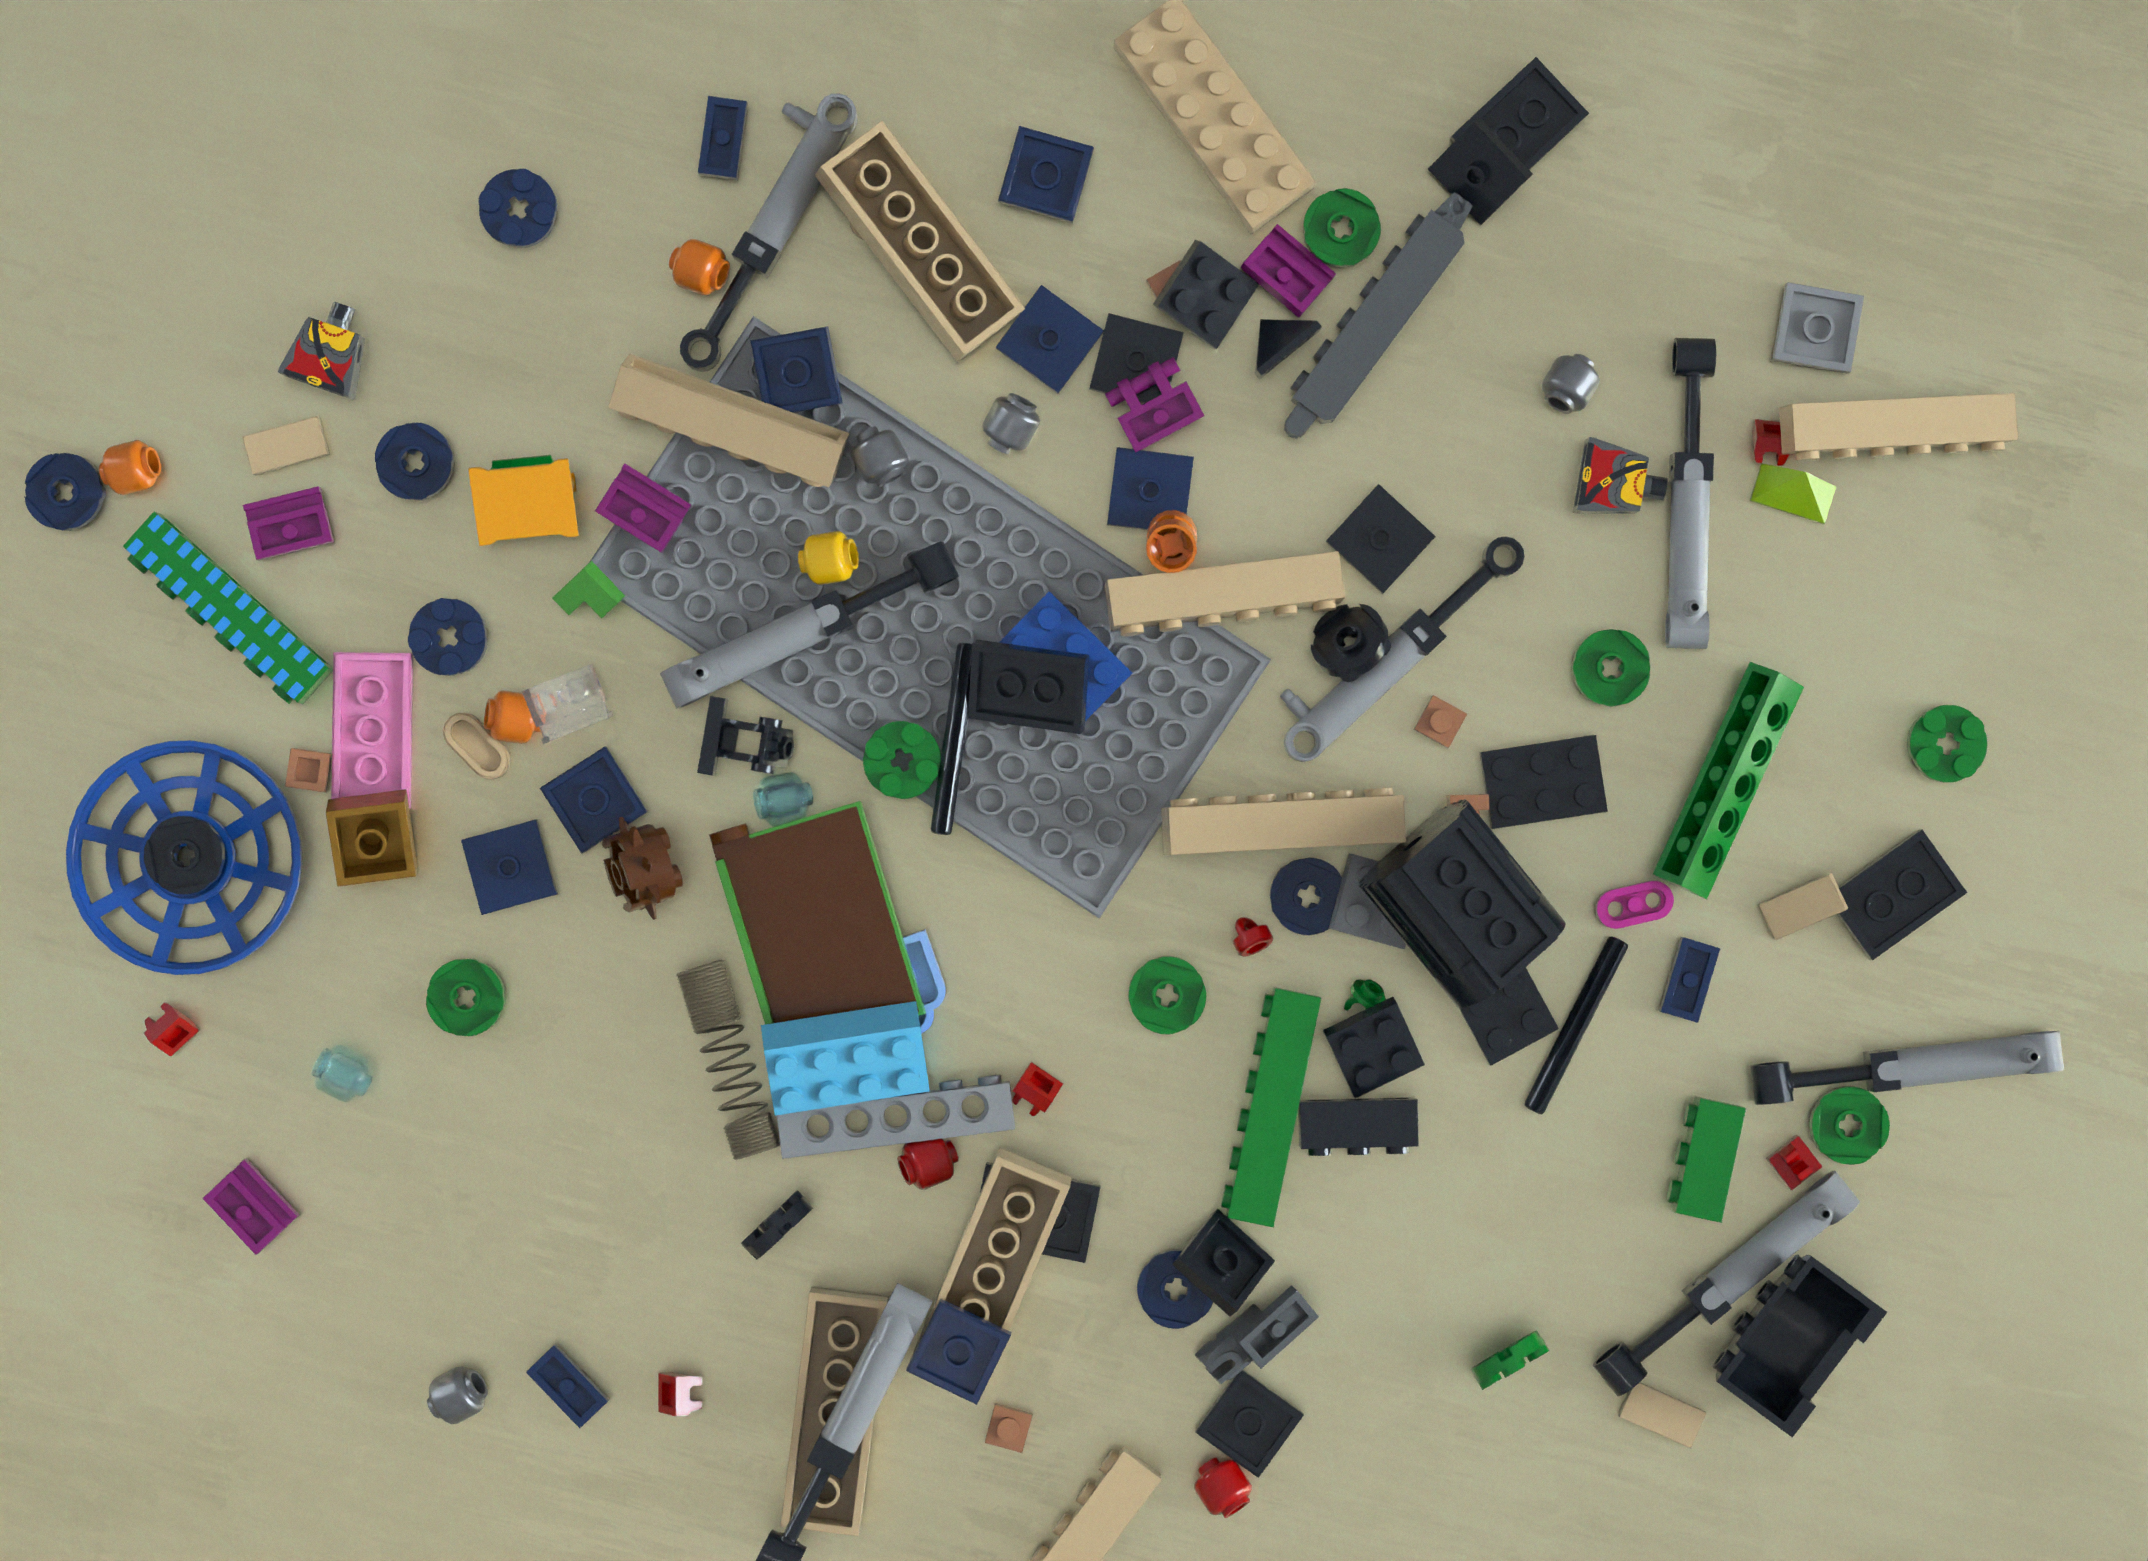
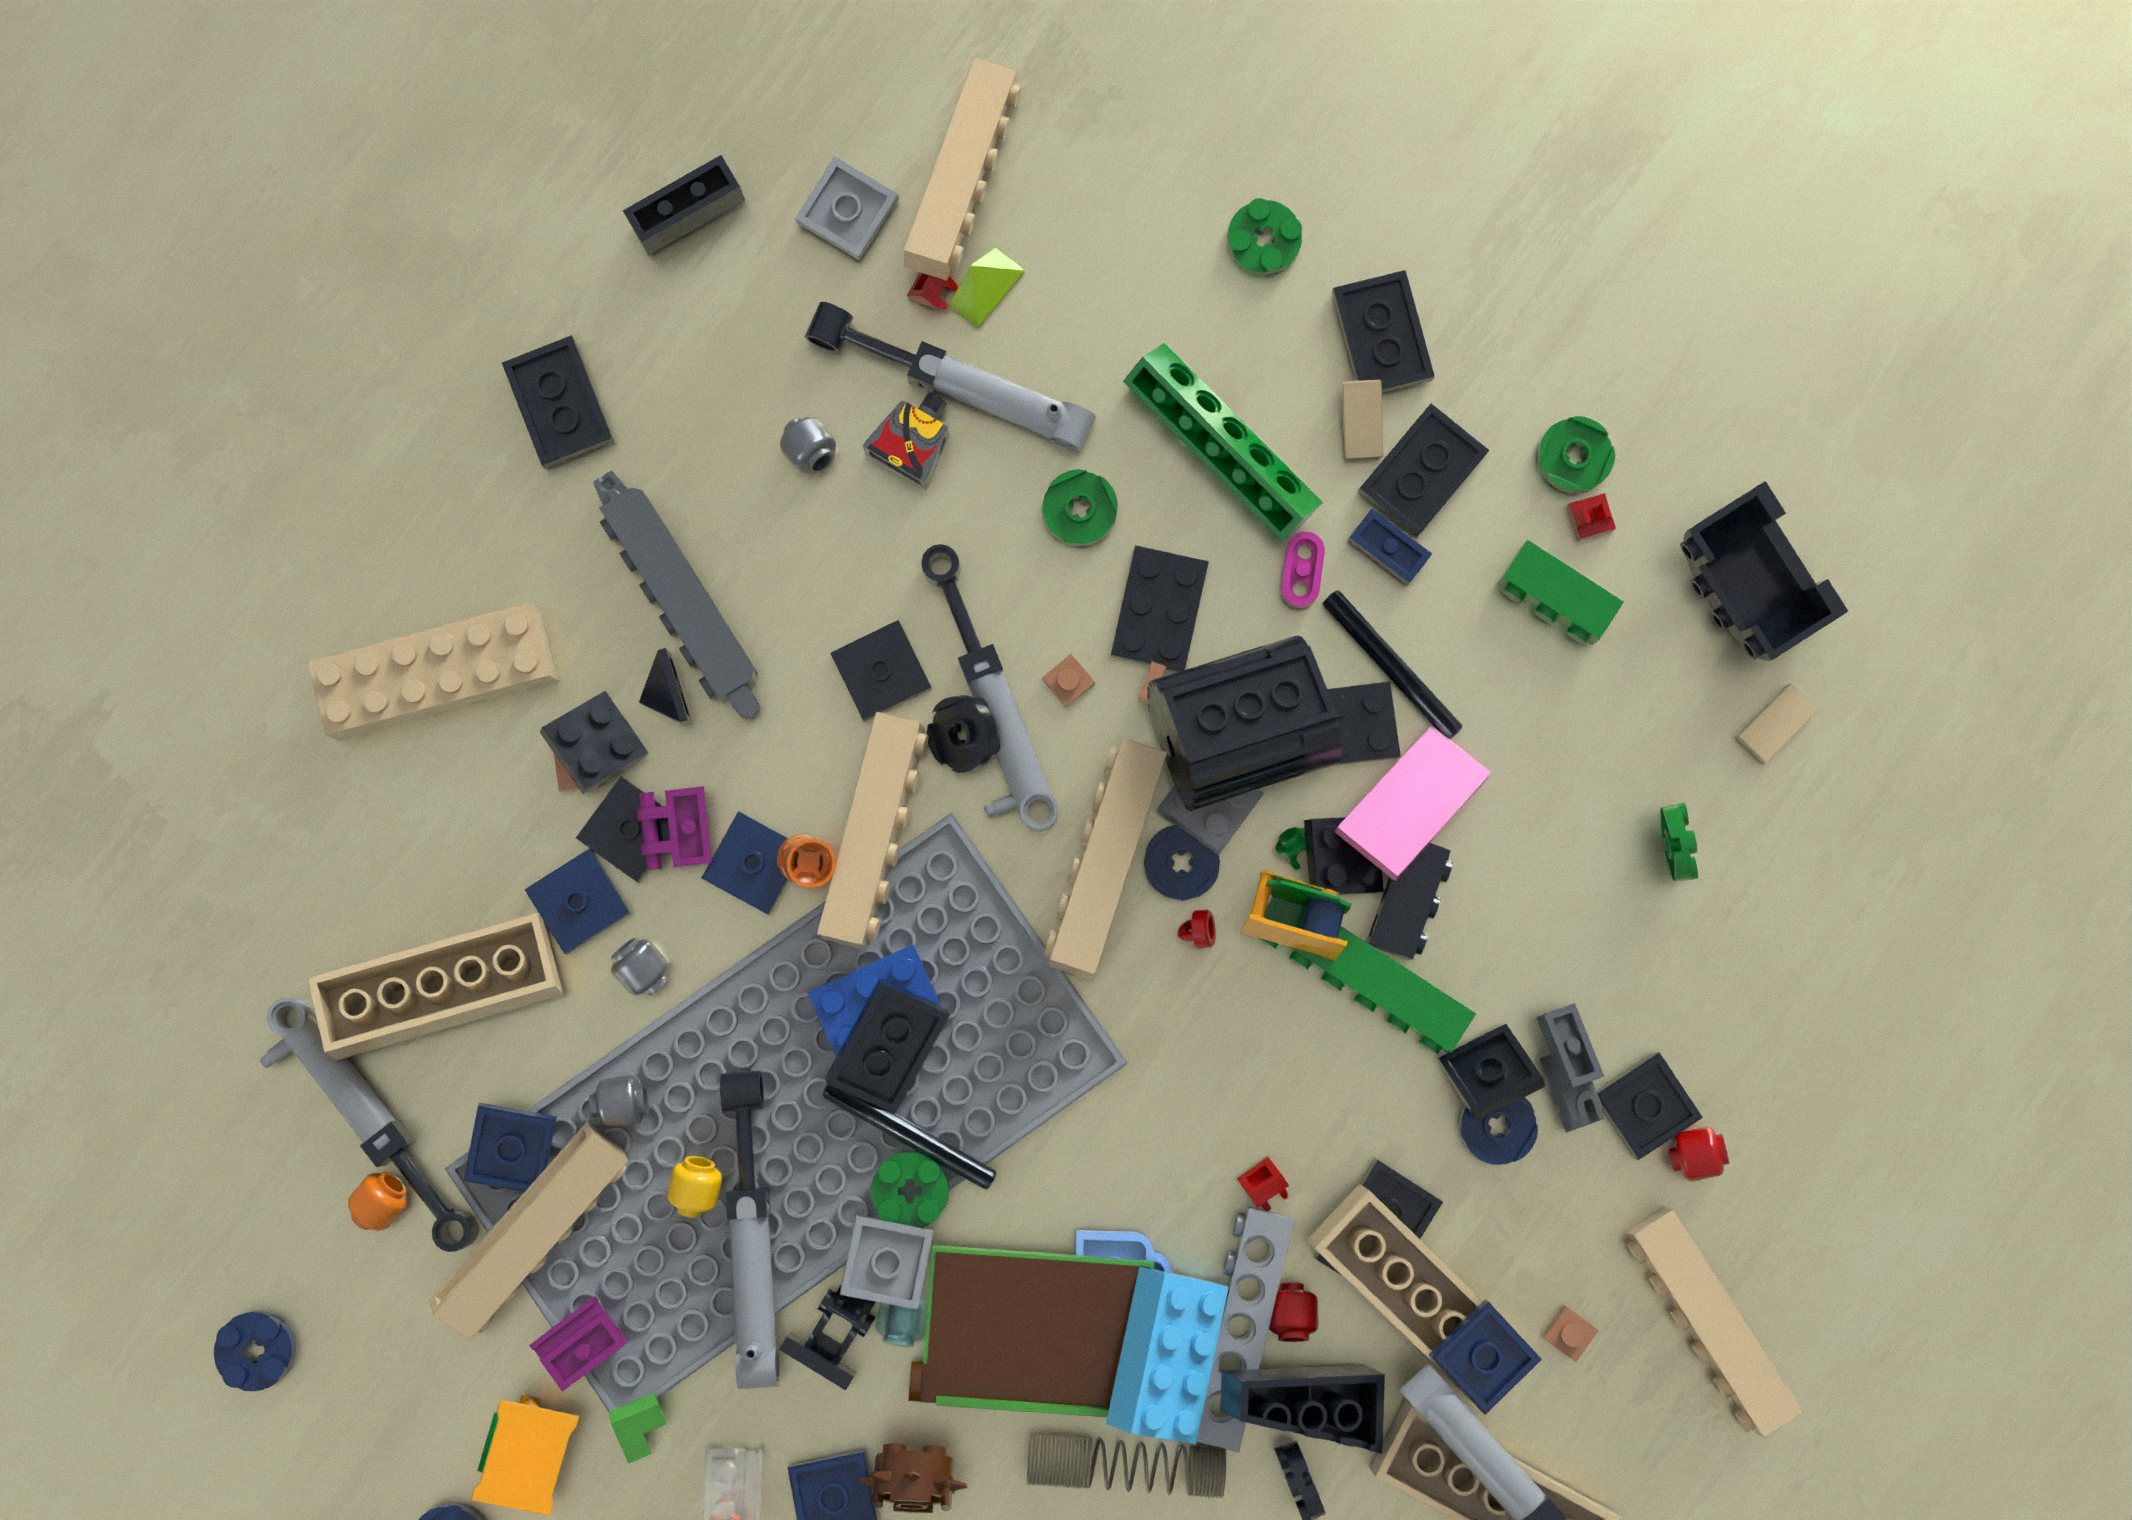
camera: 70 degrees left, 5 degrees down
(722, 138) = (268, 1132): dark blue plate -> none
(829, 764) = (886, 1262): none -> light grey plate
(856, 1215) = (1318, 1402): none -> black wedge
(1046, 174) = (425, 846): dark blue plate -> none
(1148, 1006) = (1245, 1027): green plate -> none
(1288, 270) = (603, 659): magenta plate -> none
(1302, 1046) = (1319, 921): none -> piece
(1362, 220) = (588, 574): green plate -> none
(1450, 1093) = (1413, 803): none -> bright pink tile
(1480, 170) = (582, 450): black plate -> none
(1713, 1293) = (1640, 503): light grey piece -> none
(1758, 171) = (684, 205): none -> black brick
(1776, 984) = (1423, 470): none -> black plate
(1919, 1066) = (1541, 391): light grey piece -> none

